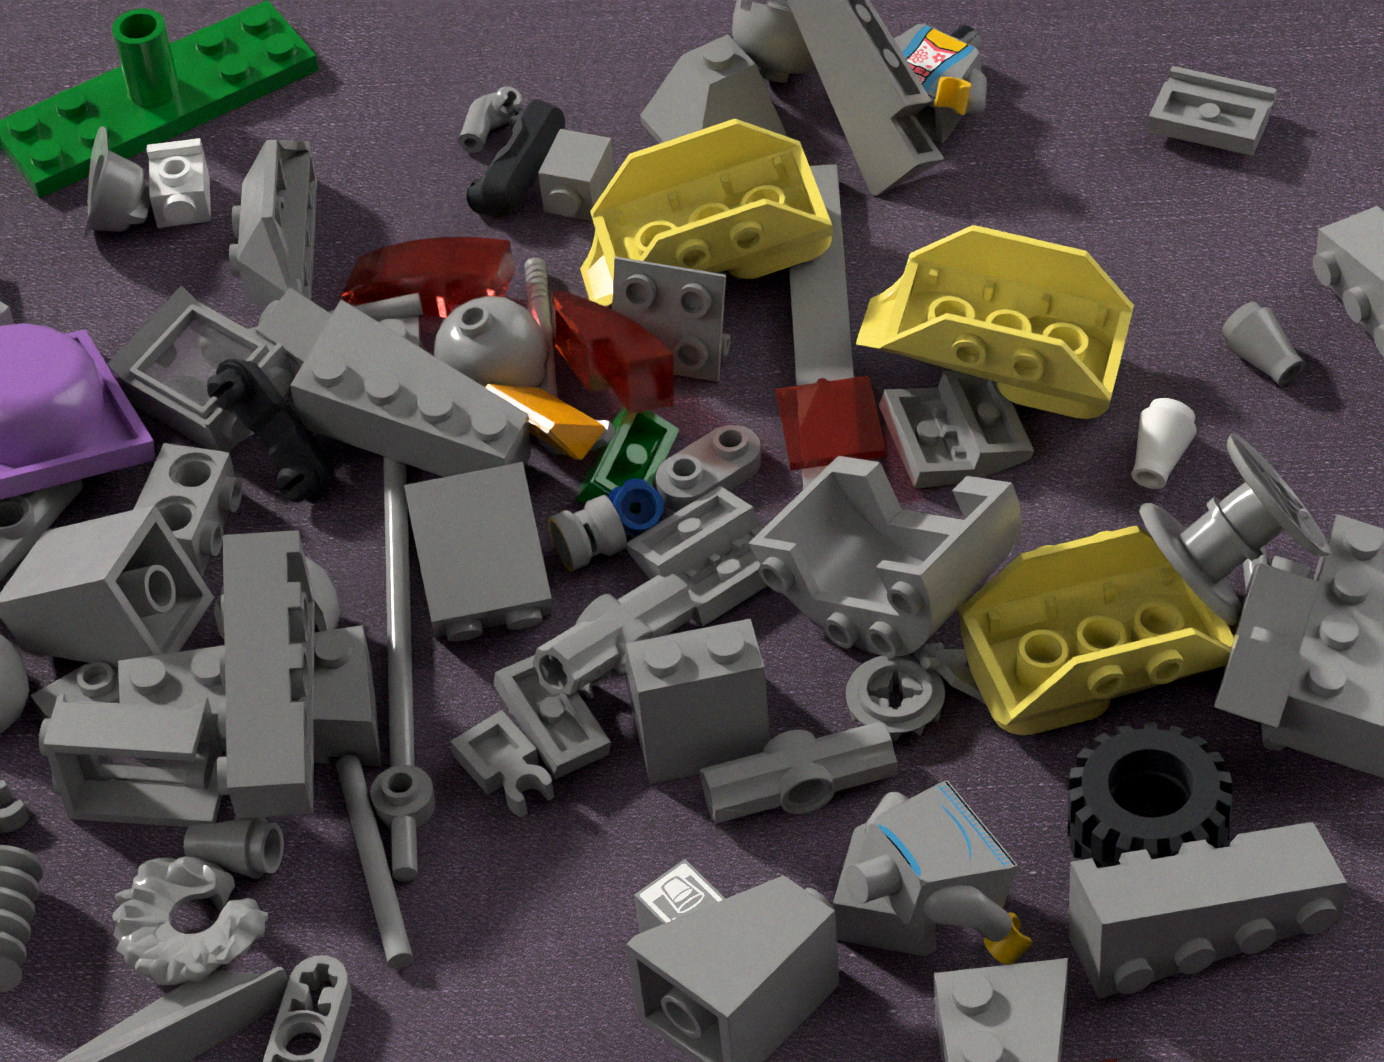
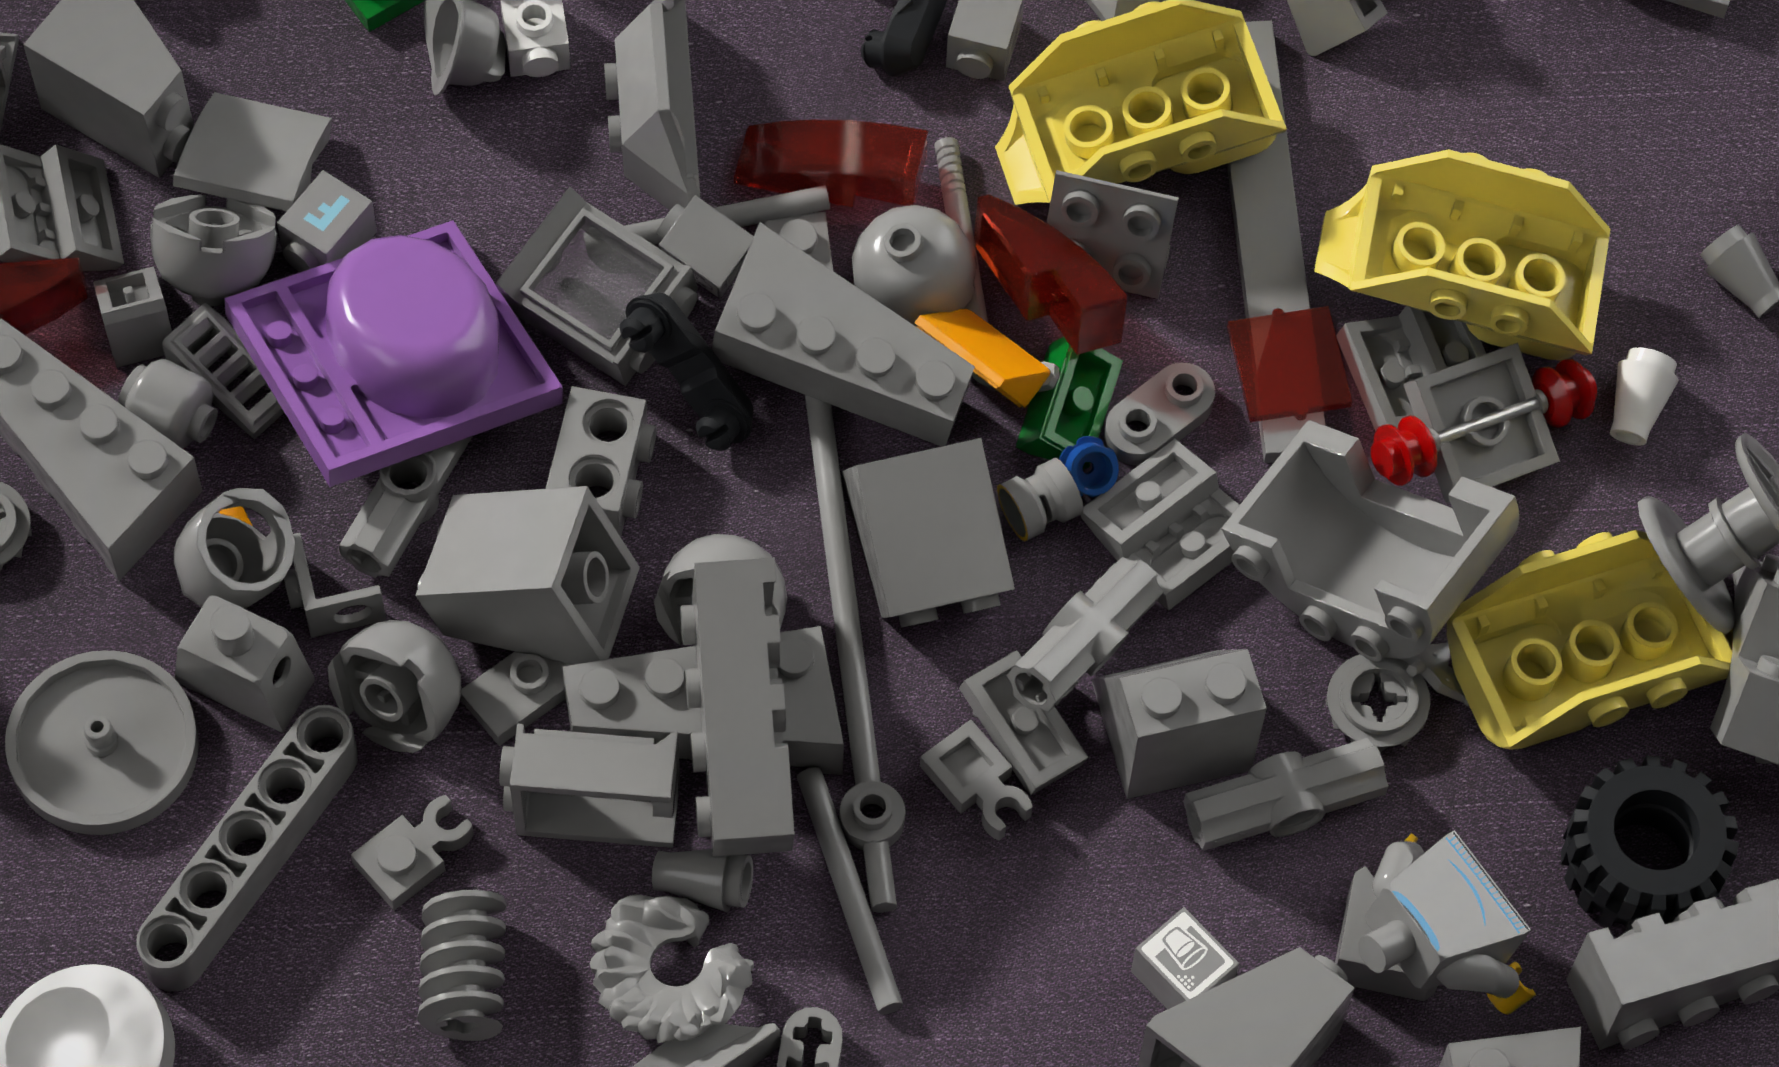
camera: 10 degrees left, 15 degrees up
(1011, 444) = (1483, 420): none -> light grey plate

